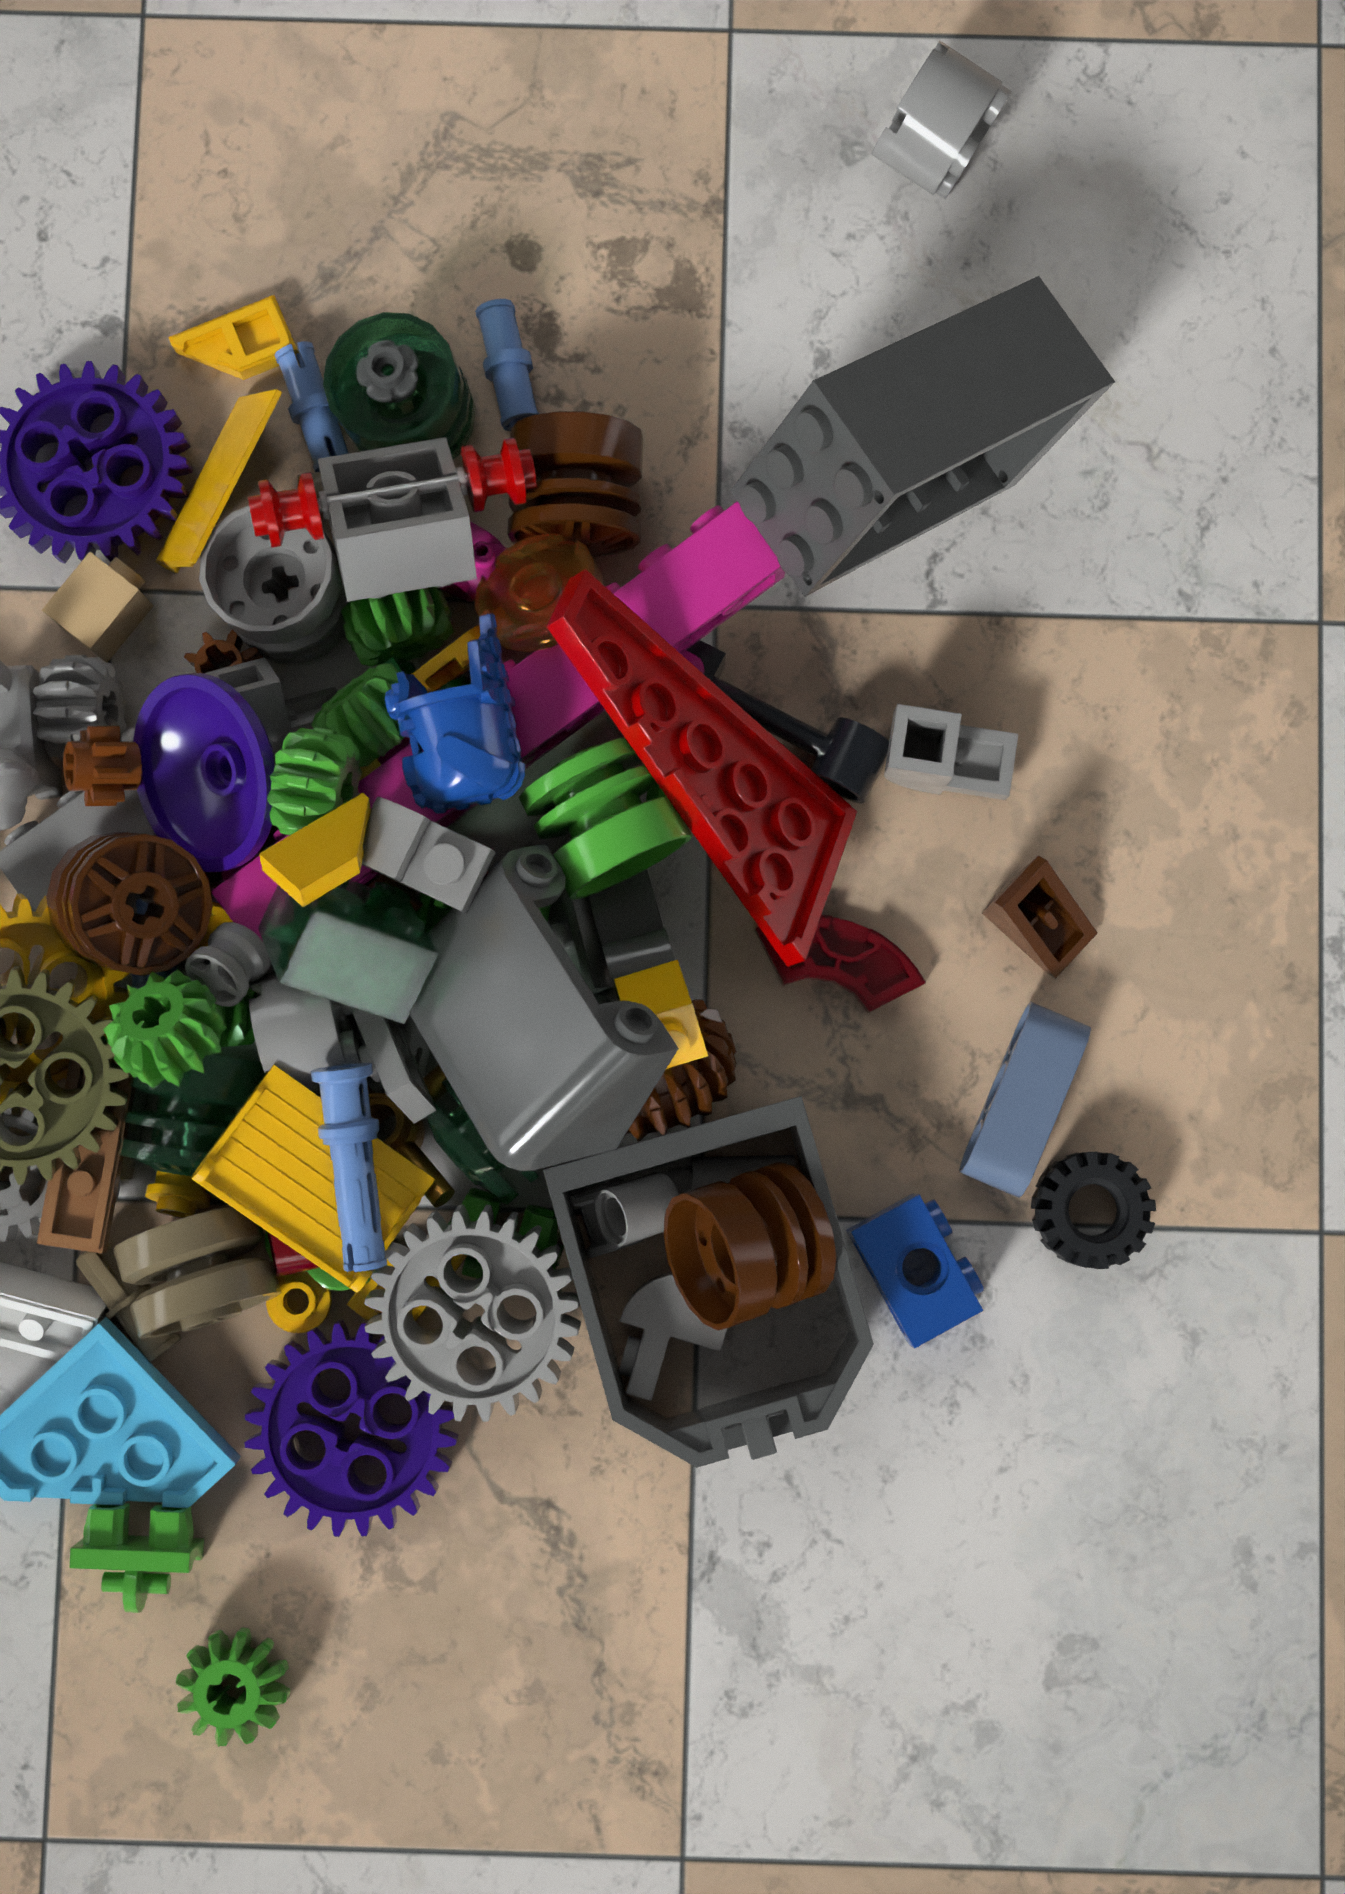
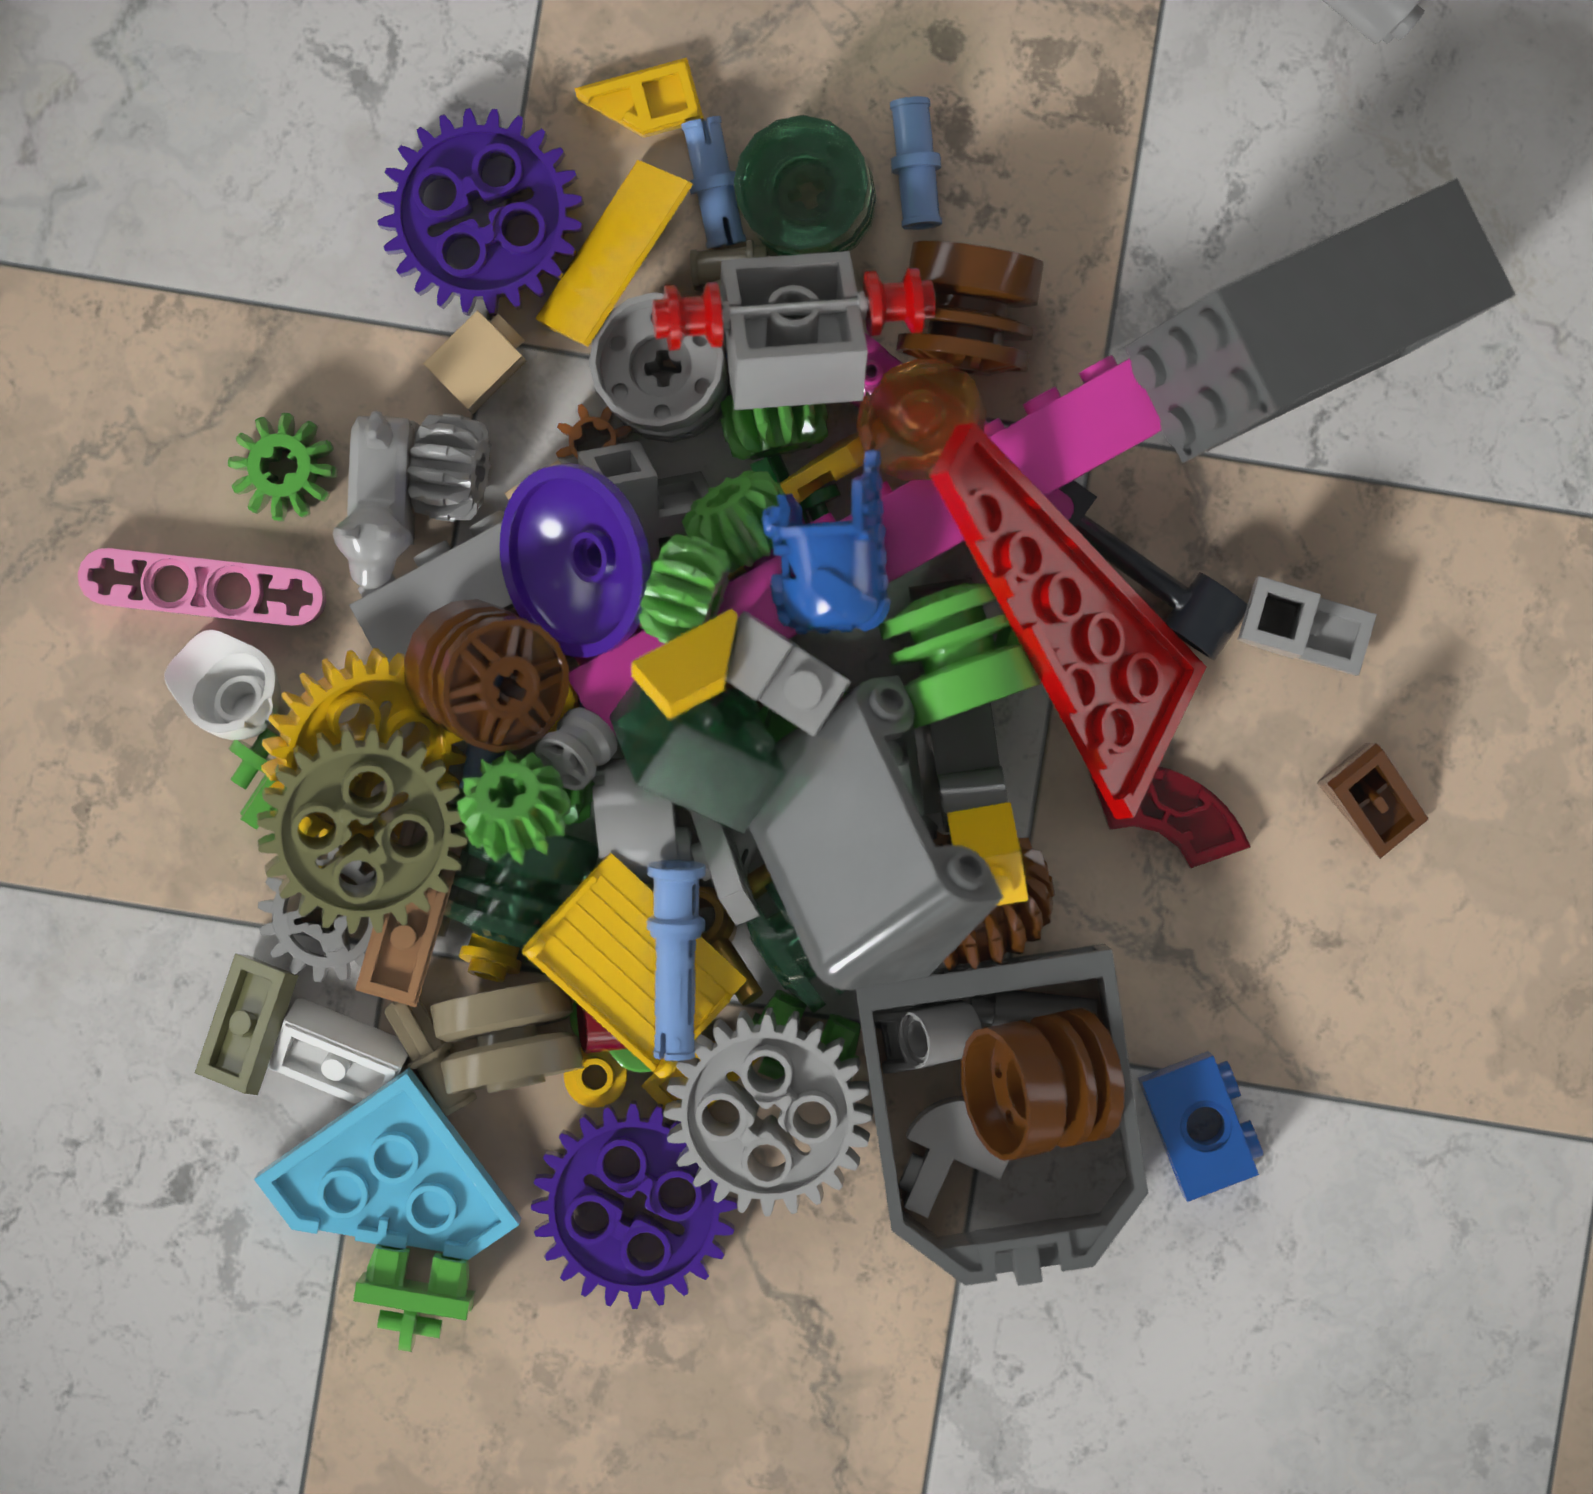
camera: 10 degrees right, 5 degrees up
(102, 765) = (473, 535): dark orange gear -> none
(212, 1702) = (506, 1450): bright green gear -> none
(393, 387) = (794, 190): dark grey plate -> none
(1025, 1099) = (1331, 975): sand blue beam -> none
(1131, 1218) = (1420, 1097): black tyre -> none

